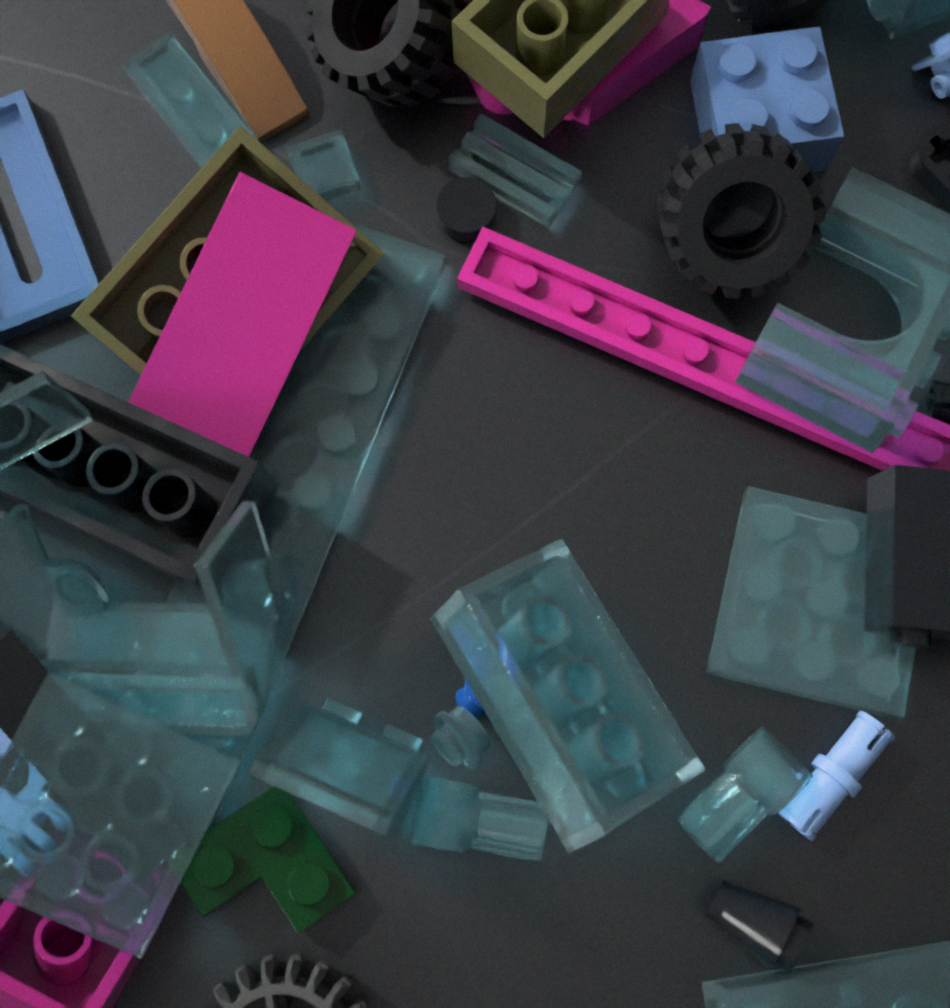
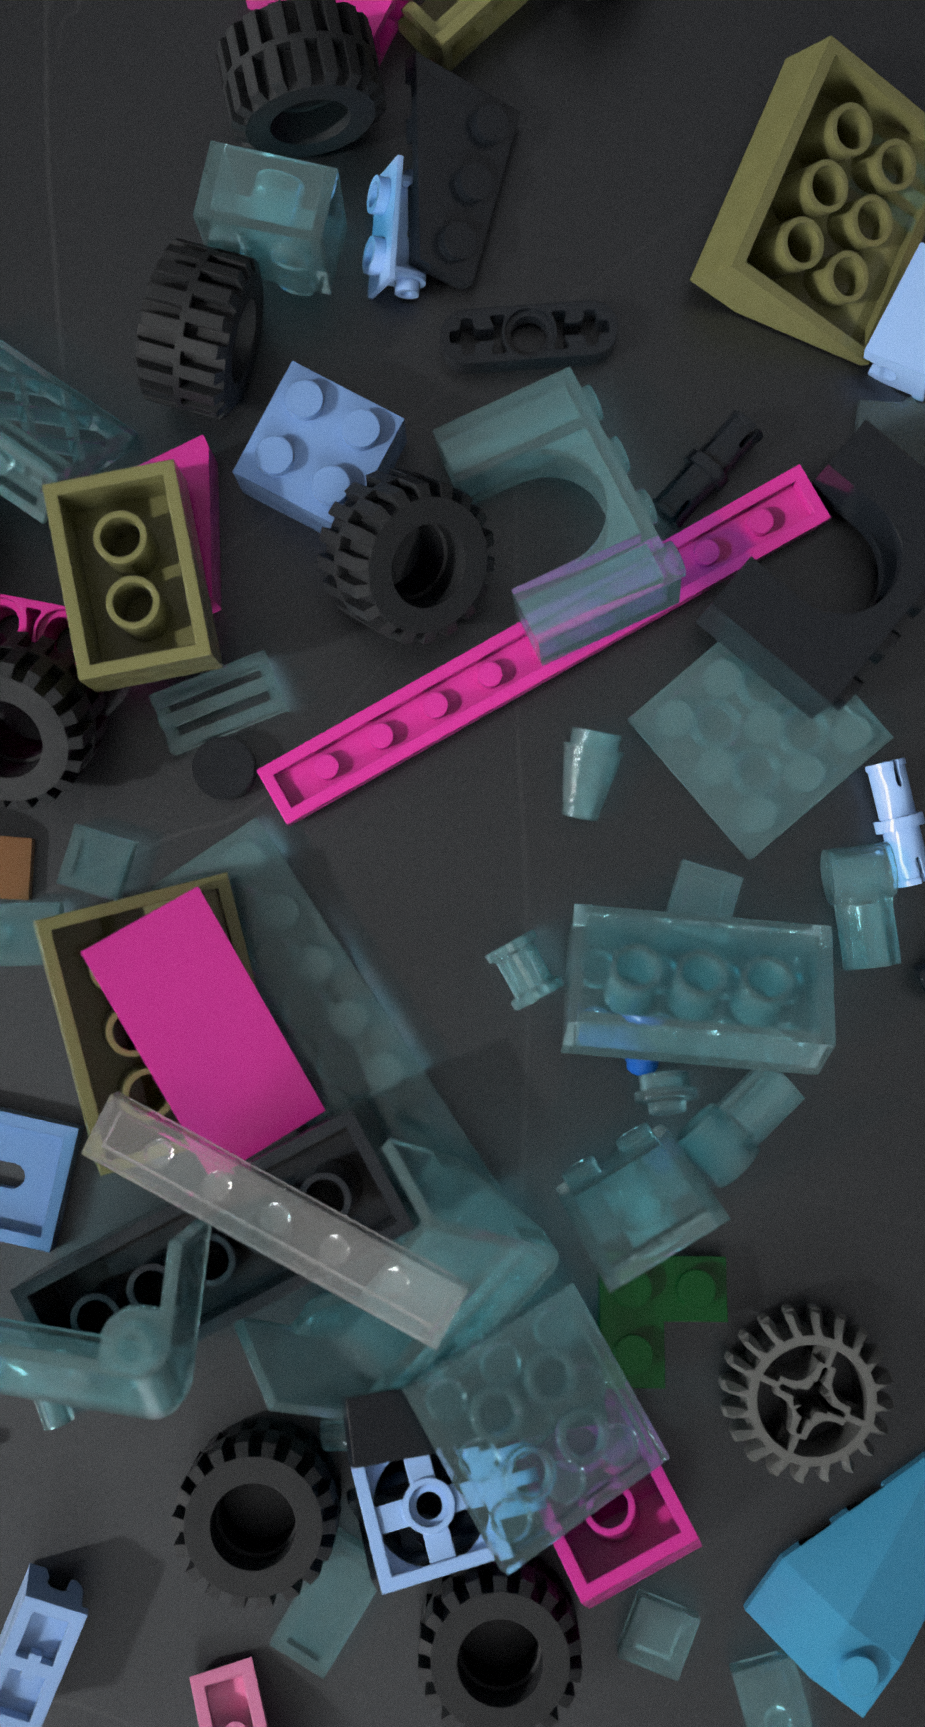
camera: 55 degrees left, 10 degrees up
(125, 473) = (276, 1219): none -> clear tile
(477, 544) = (524, 970): none -> clear light blue bush
(656, 649) = (704, 890): none -> clear light blue tile
(679, 484) = (589, 771): none -> clear light blue cone

